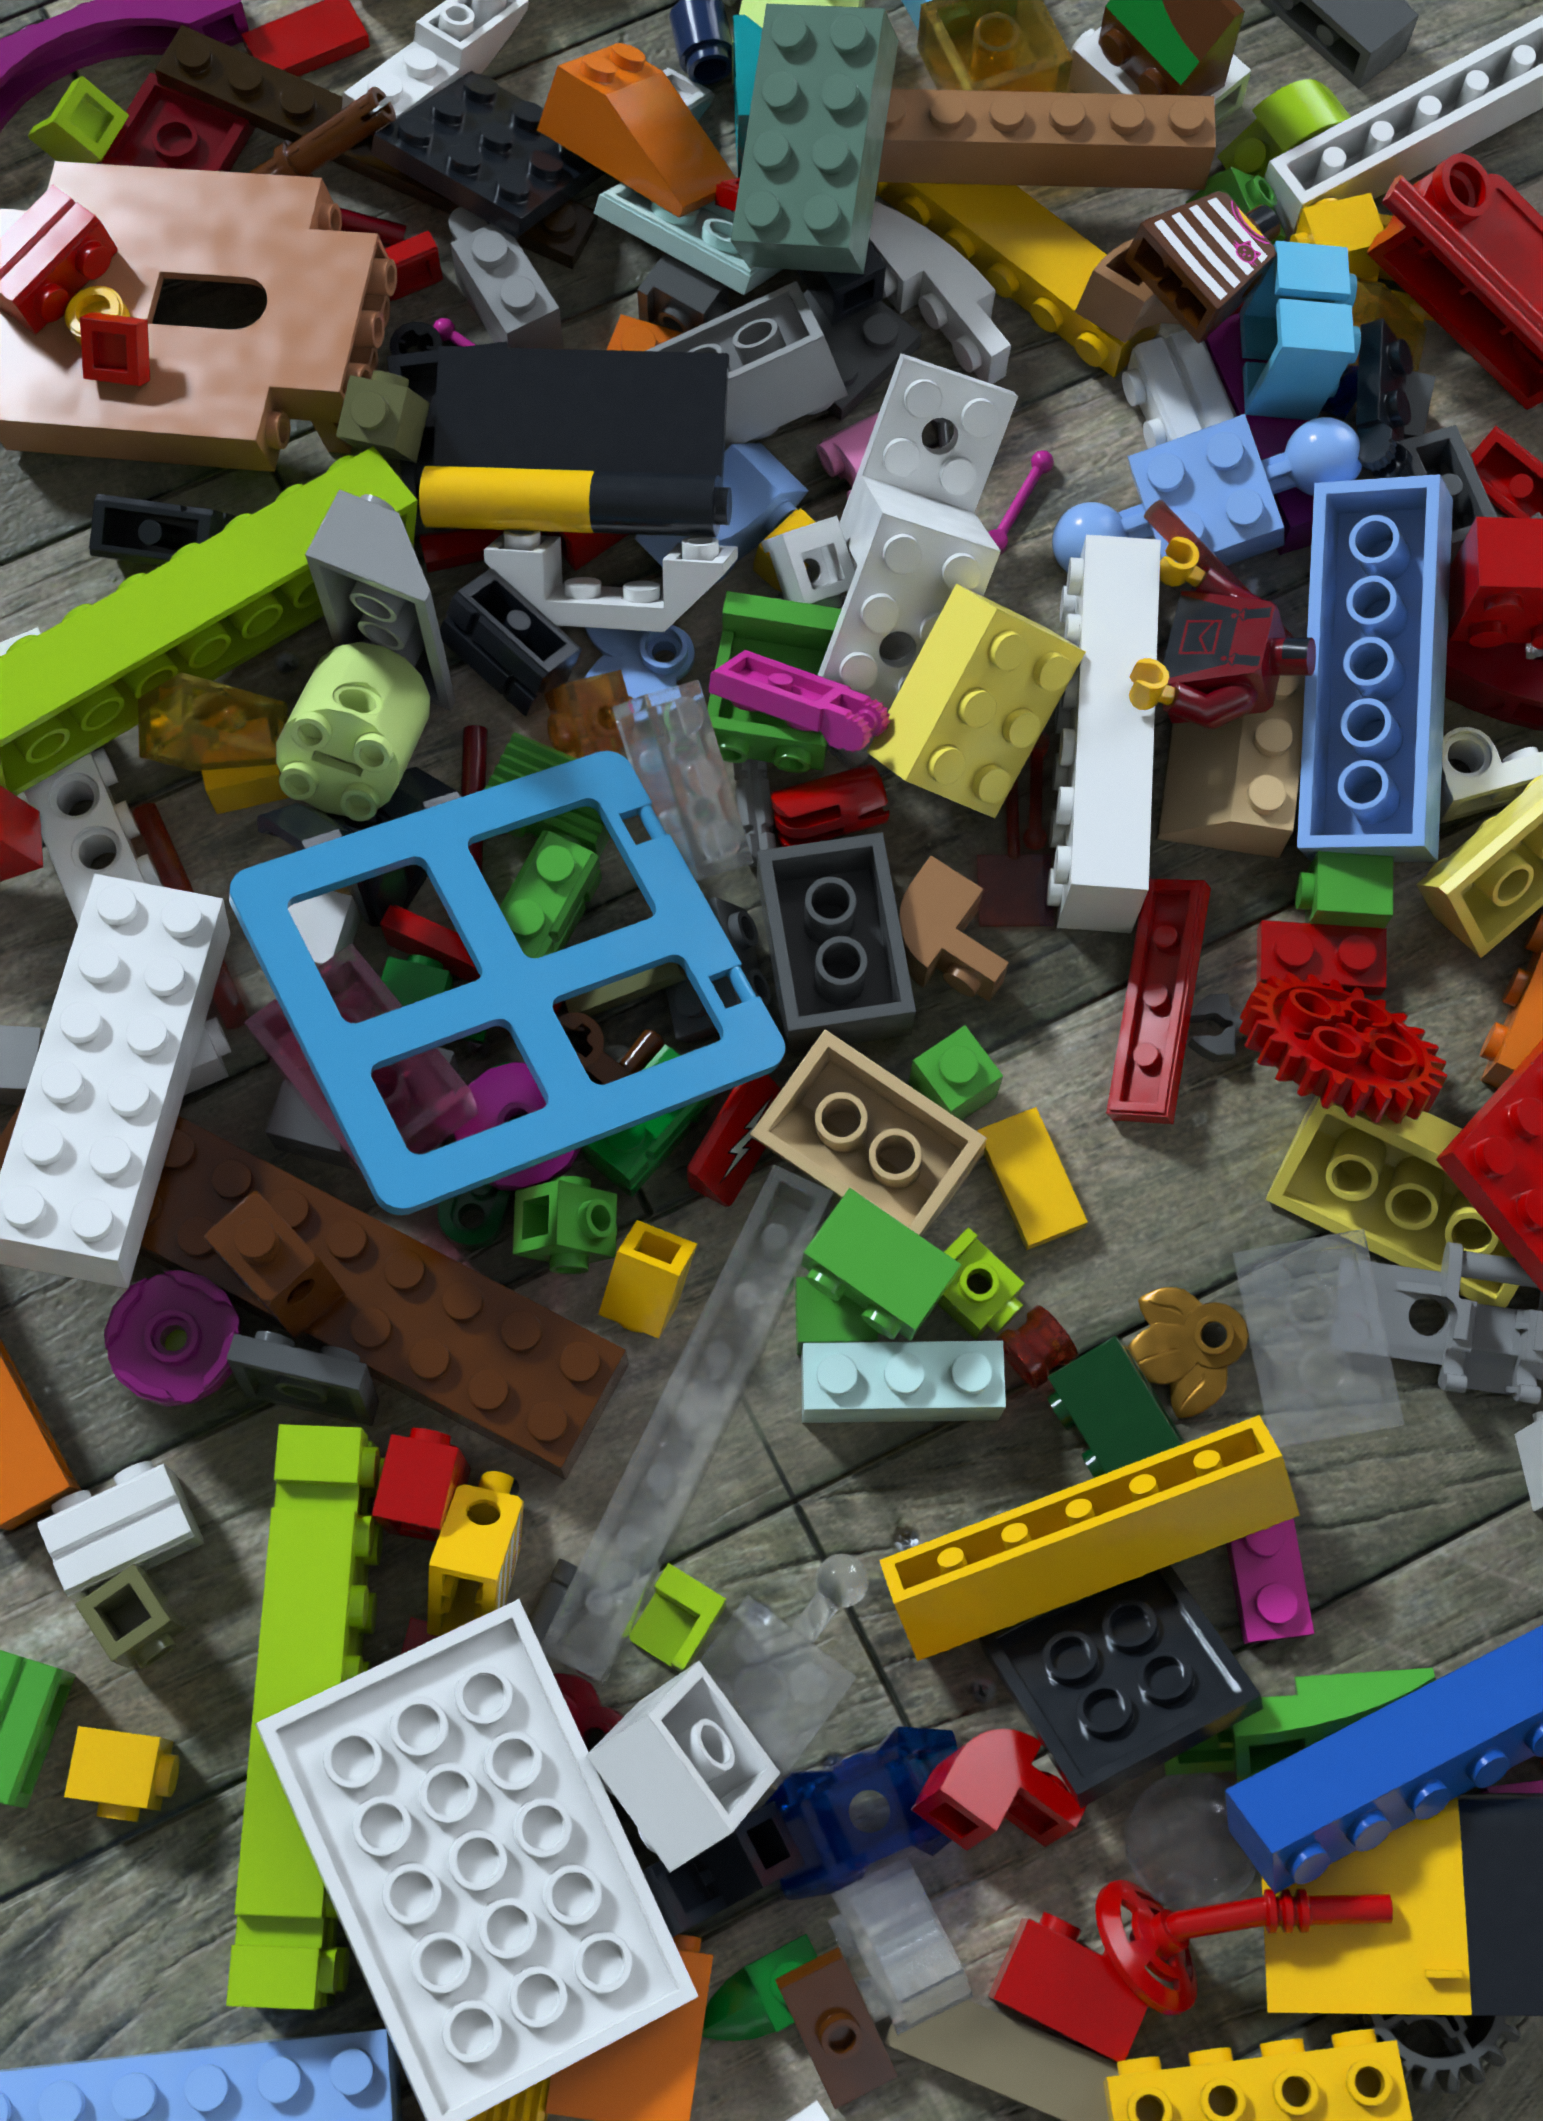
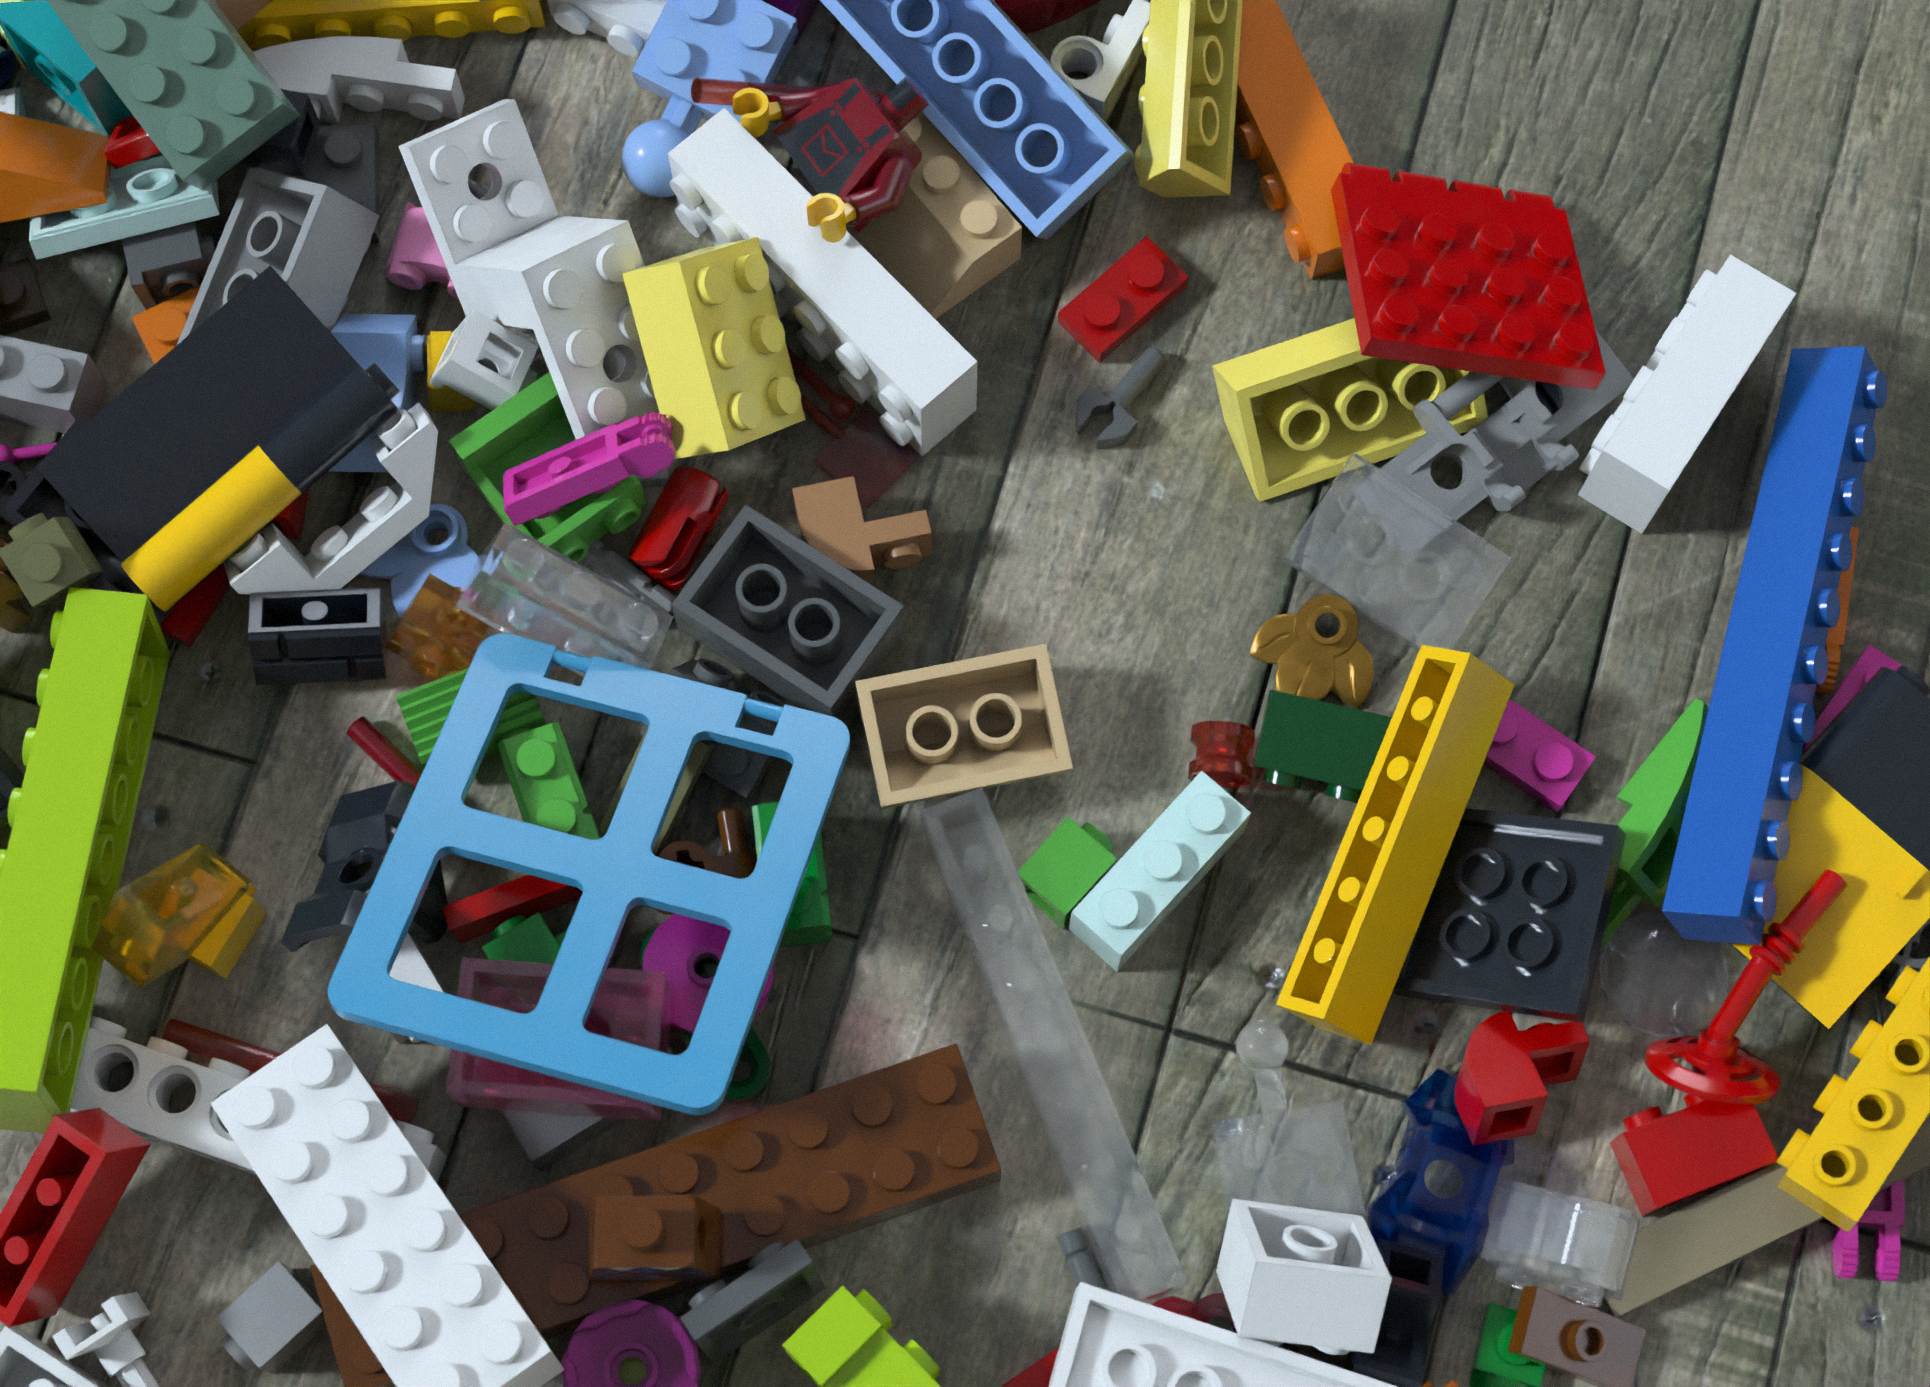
camera: 45 degrees left, 0 degrees up
(353, 730) = (279, 811): yellowish green cylinder -> none
(376, 587) = (208, 690): light grey slope -> none
(419, 1483) = (919, 1284): red brick -> none
(475, 1544) = (1007, 1292): yellow torso -> none
(578, 1223) = (815, 1003): bright green brick -> none
(647, 1279) = (914, 981): yellow brick -> none
(677, 1619) = (1185, 1188): lime panel -> none
(728, 1150) = (867, 828): red slope -> none
(878, 1266) = (1071, 804): bright green brick -> none
(956, 1074) = (970, 622): bright green brick -> none
(985, 1310) = (1123, 775): lime brick -> none
(1032, 1179) = (1094, 645): yellow tile -> none
(1041, 463) = (560, 136): dark pink hinge -> none
(1159, 1002) = (1052, 439): red tile -> none
(1342, 1048) = (1211, 344): red gear -> none
(1347, 890) = (1095, 235): bright green brick -> none

